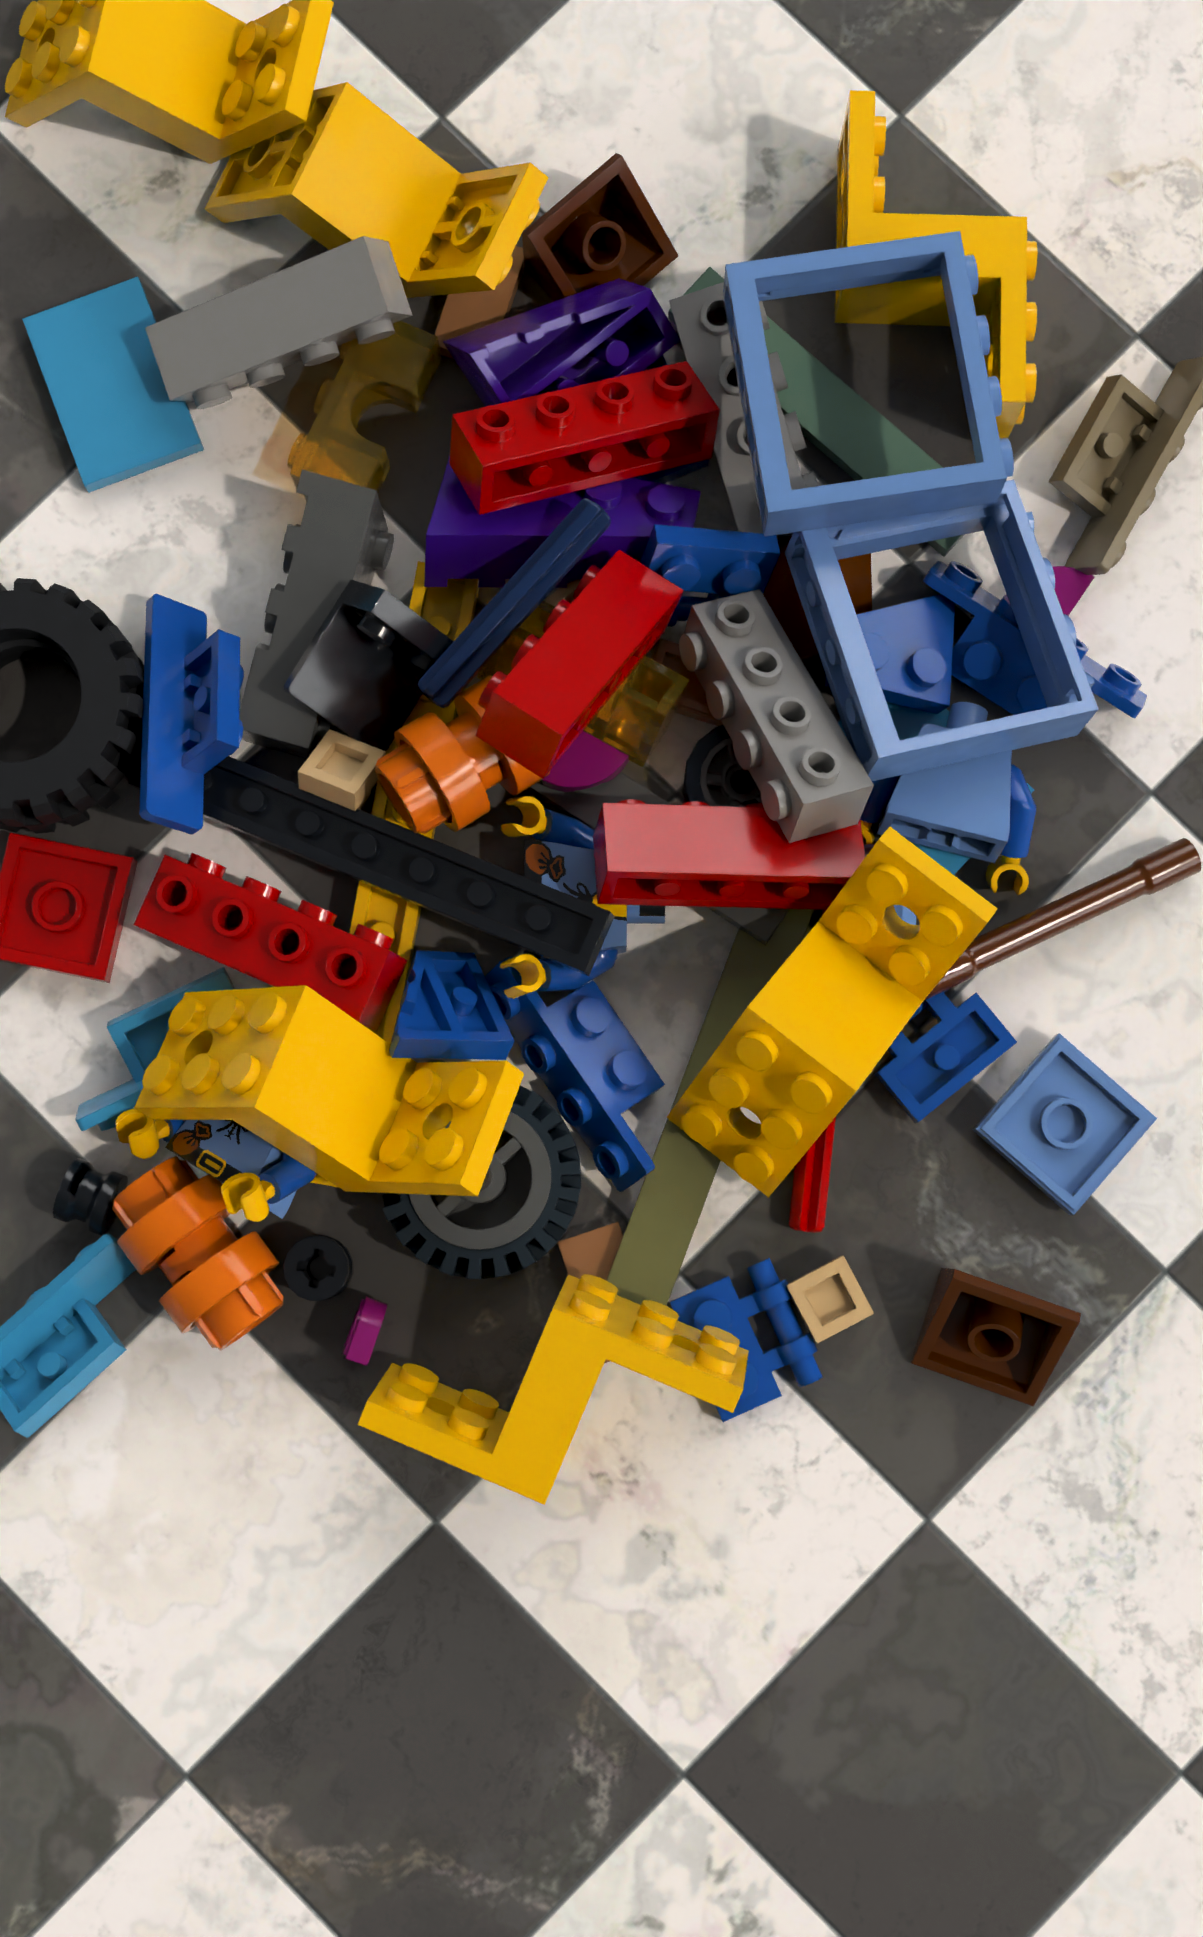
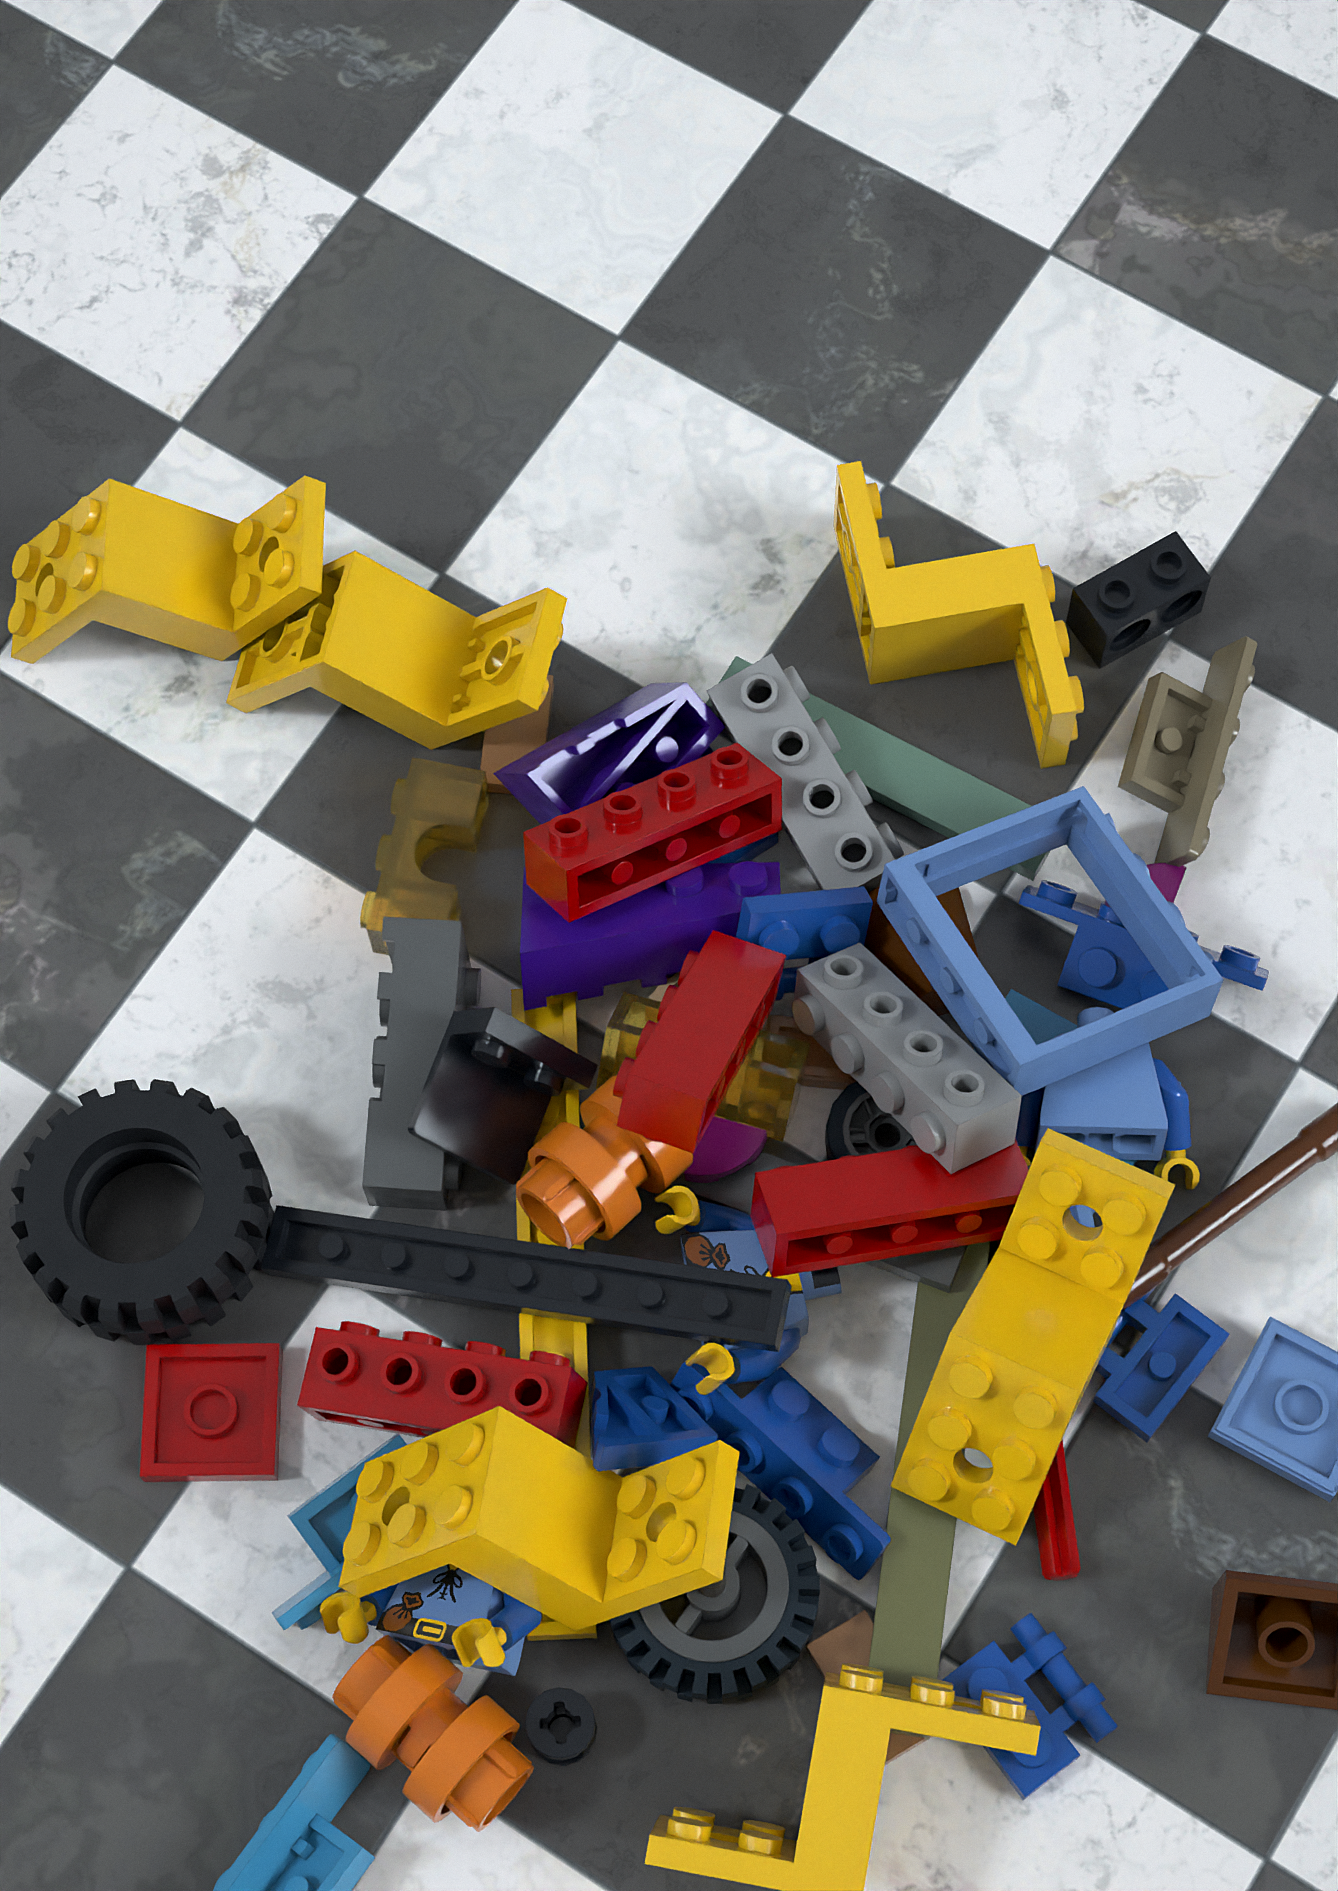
camera: 10 degrees left, 15 degrees down
(88, 1196) = (303, 1702): black wheel -> none
(110, 385) = (167, 886): dark azure tile -> none
(187, 711) = (312, 1179): blue bracket -> none
(280, 322) = (327, 788): light grey brick -> none
(340, 770) = (479, 1204): tan tile -> none
(364, 1331) = (624, 1785): magenta tile -> none
(514, 603) = (621, 1000): dark blue axle -> none
(597, 236) = (620, 648): reddish brown slope -> none
(829, 1299) = (1104, 1641): tan plate -> none
(879, 497) = (951, 825): medium blue window -> none
(912, 651) = (1029, 971): blue wing -> none
(1117, 292) = (1137, 599): none -> black brick

